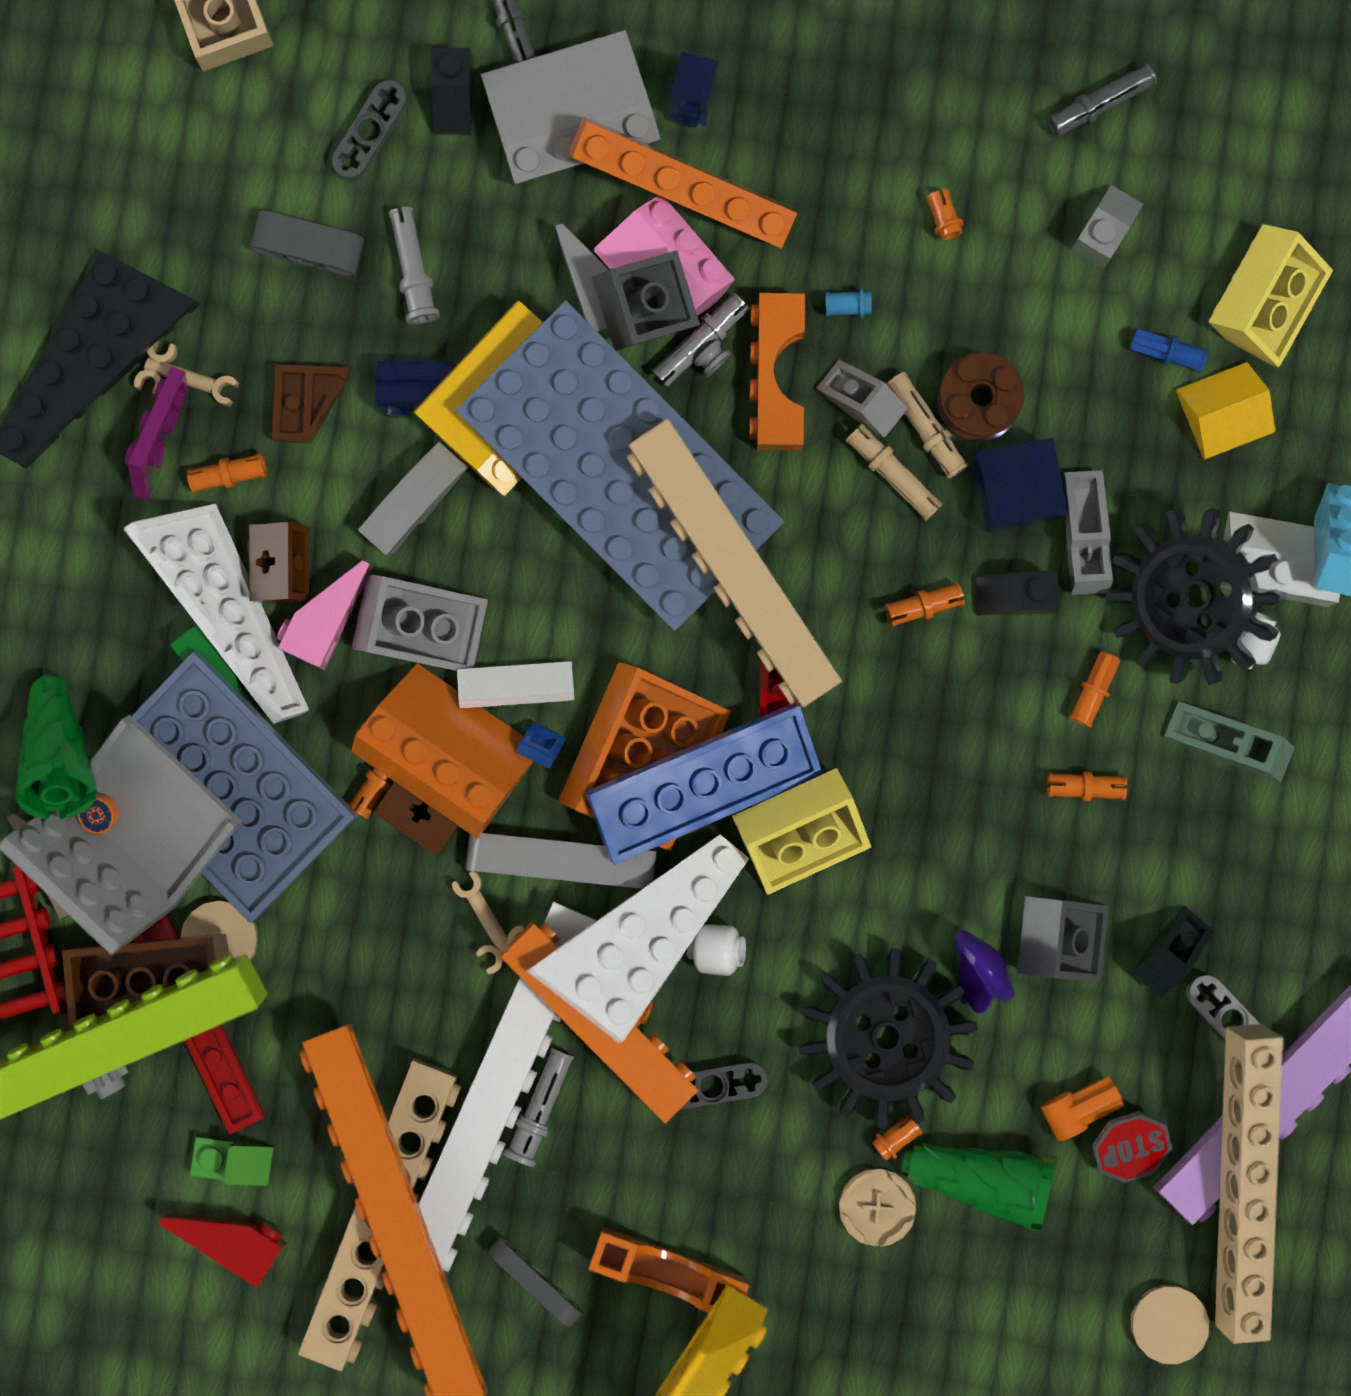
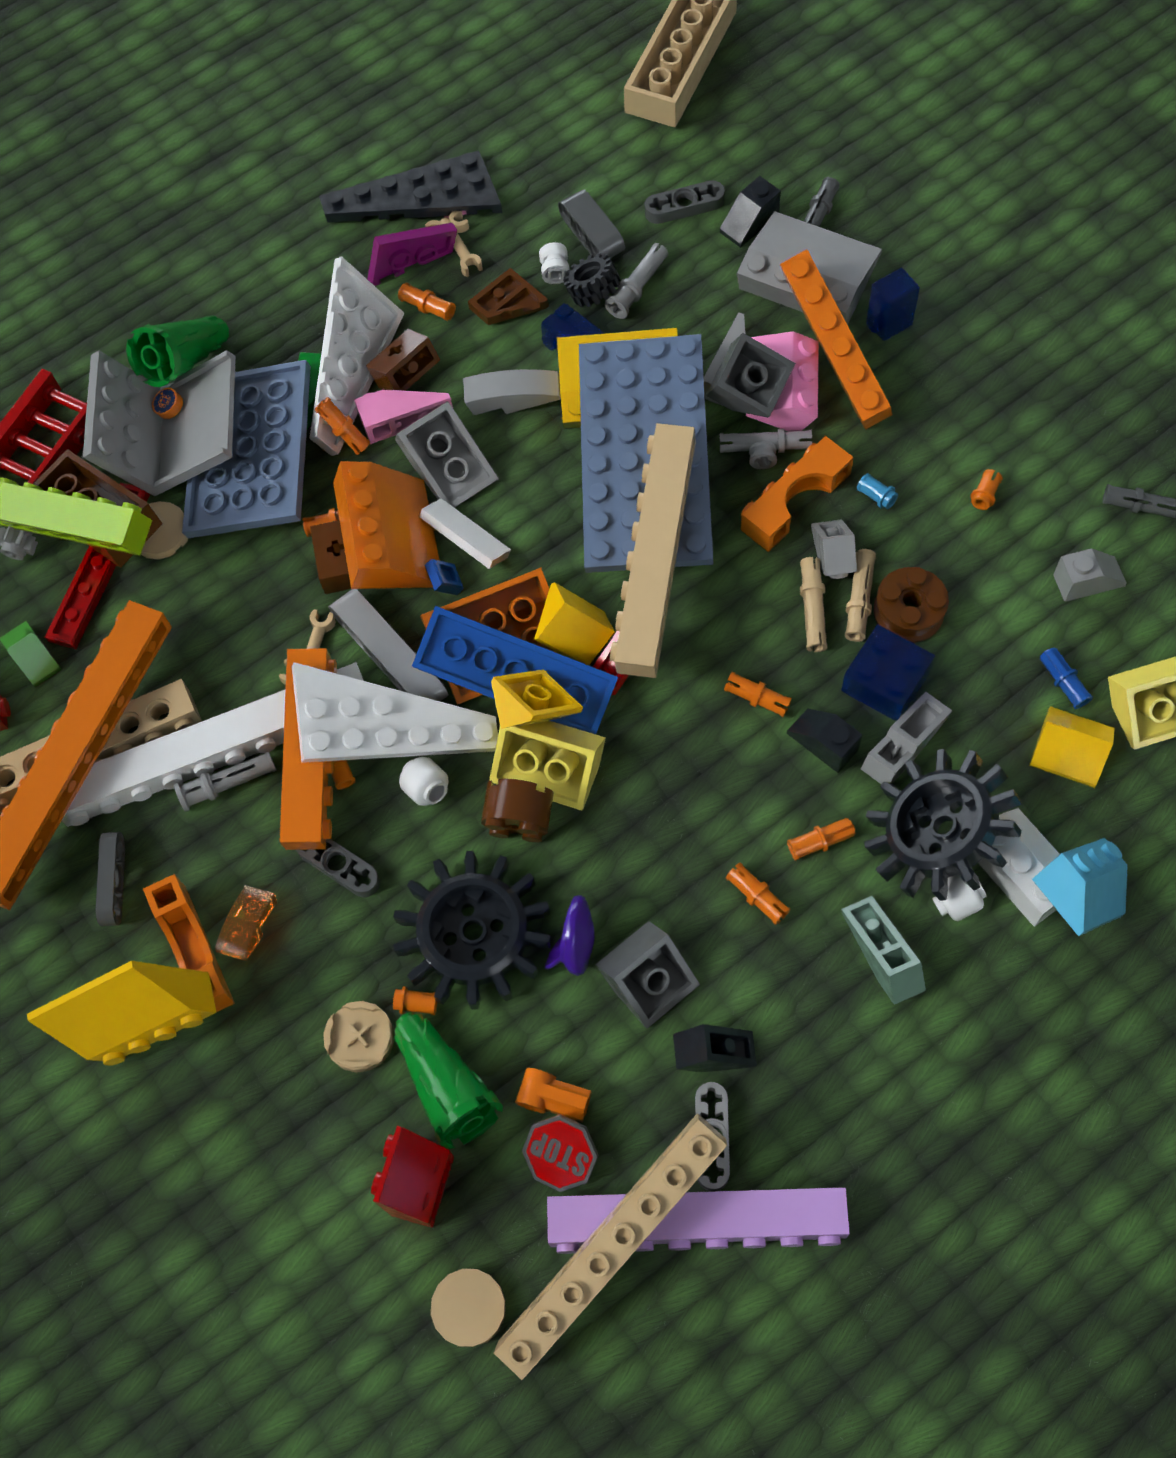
camera: 50 degrees right, 20 degrees down
(294, 684) = (342, 425): none -> orange pin
(315, 321) = (554, 262): none -> white wheel
(356, 310) = (592, 280): none -> black tyre
(690, 1208) = (243, 924): none -> clear orange slope
(709, 688) = (573, 626): none -> yellow slope
(760, 802) = (531, 699): none -> yellow slope
(828, 904) = (517, 809): none -> reddish brown brick
(1047, 1276) = (412, 1177): none -> red slope

